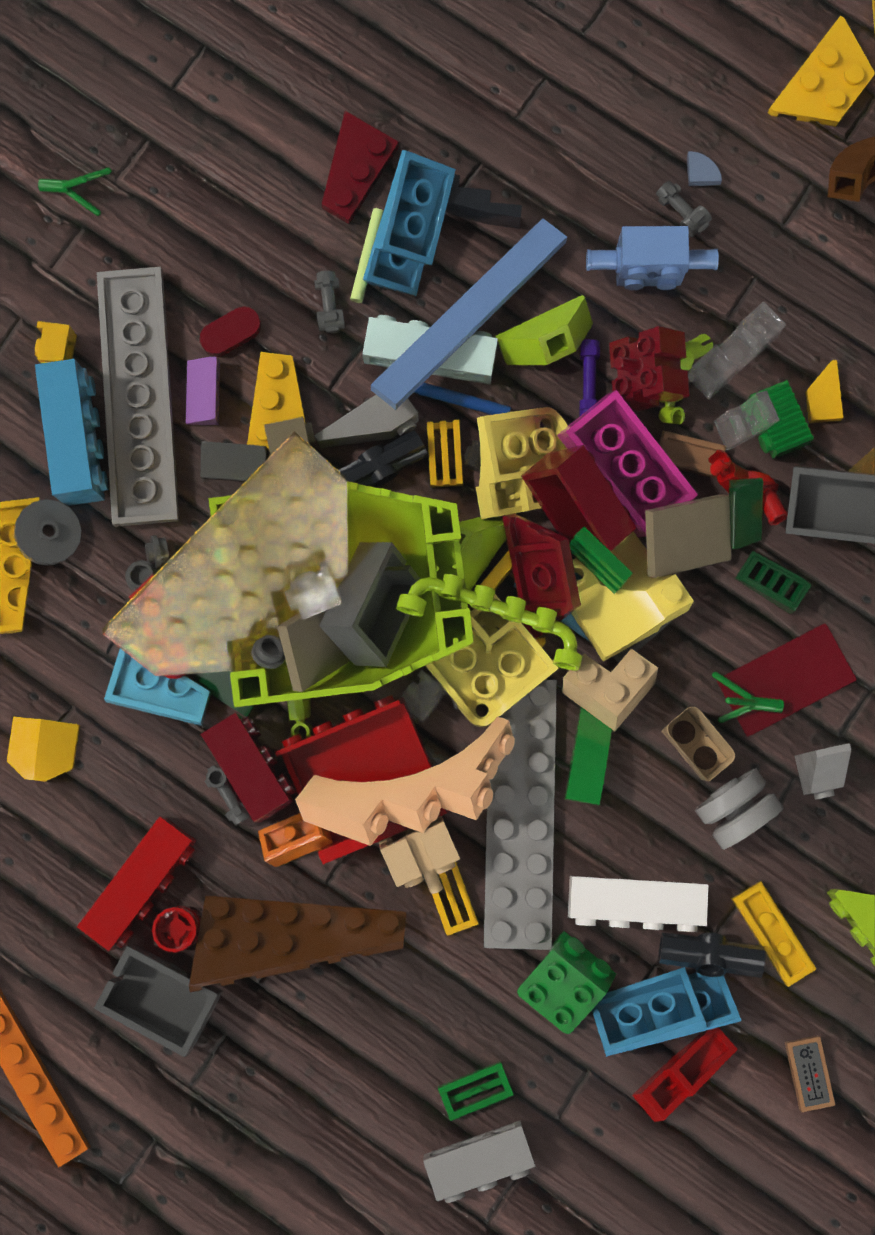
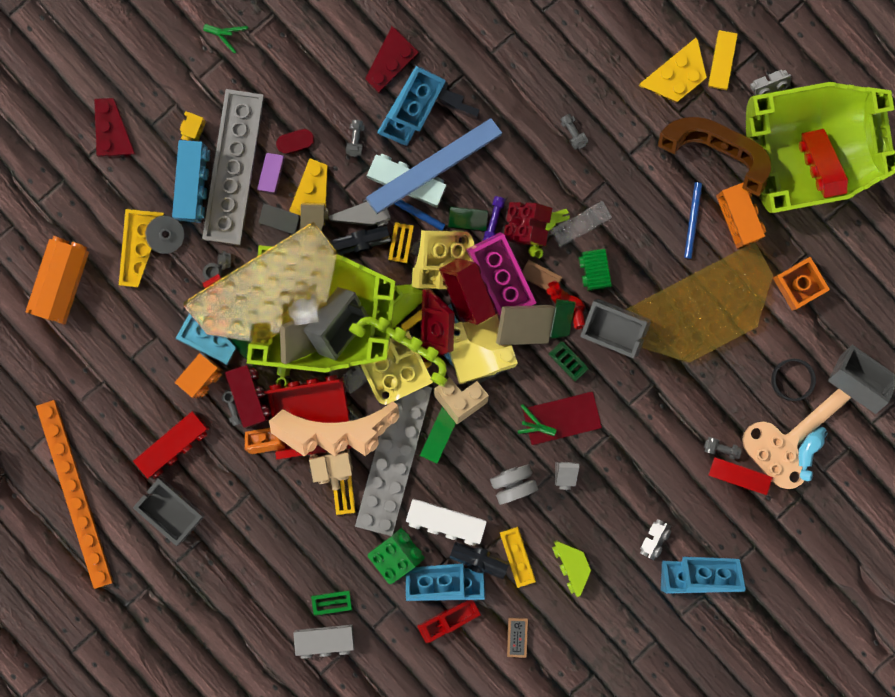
camera: 10 degrees right, 5 degrees up
(42, 747) = (134, 356): yellow slope -> none
(158, 754) = (199, 376): none -> orange brick
(176, 928) = (188, 475): red wheel -> none
(268, 652) = (272, 337): dark grey plate -> none
(277, 937) = (242, 493): reddish brown wing -> none
(360, 285) = (374, 135): yellowish green bar -> none
(546, 387) = (468, 218): none -> dark green slope
(547, 335) = (476, 189): lime slope -> none
(599, 560) = (470, 327): green tile -> none
(652, 257) = (546, 158): medium blue brick -> none
(702, 170) = (590, 111): sand blue tile -> none
(703, 727) = (505, 440): tan piece -> none
(746, 420) = (576, 266): clear slope -> none
(824, 396) = (626, 261): yellow tile -> none

